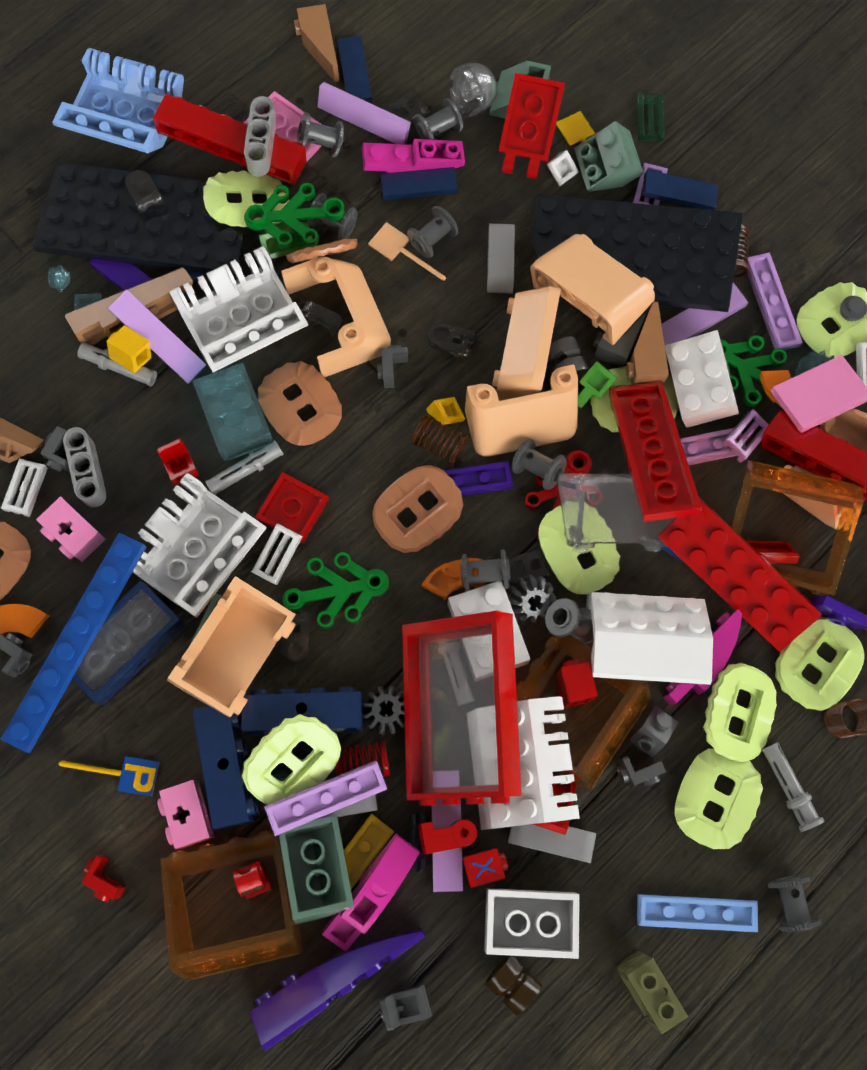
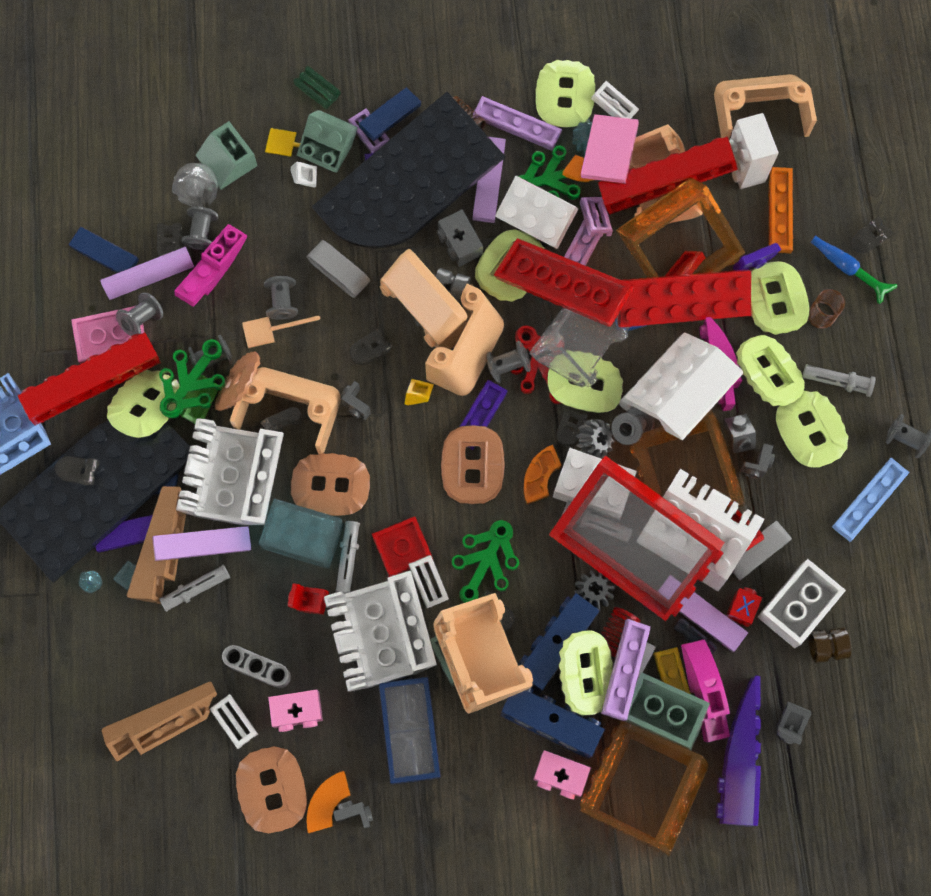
camera: 50 degrees left, 0 degrees up
(55, 451) = (222, 674): dark grey bracket -> none
(73, 643) = (388, 759): blue plate -> none
(103, 887) = (568, 864): red bracket -> none
(129, 349) = (195, 569): yellow brick -> none
(136, 777) = (506, 790): piece -> none
(252, 880) = (638, 760): red leg -> none
(264, 126) = (107, 348): light grey beam -> none
(317, 38) = (56, 257): medium nougat slope -> none
(419, 183) = (232, 278): dark blue tile -> none
(456, 452) = (455, 406): reddish brown piece -> none
(457, 835) = (710, 612): red leg -> none
(489, 571) = (556, 450): dark grey hose -> none
(530, 121) = (259, 169): red tile -> none
(575, 683) = (673, 455): red brick -> none
(594, 284) = (416, 225): light nougat windscreen -> none
(596, 382) = (483, 278): bright green plate -> none
(646, 987) = (889, 563): olive window -> none
(649, 356) = (492, 232): medium nougat slope -> none
(853, 308) = (566, 79): dark grey plate -> none

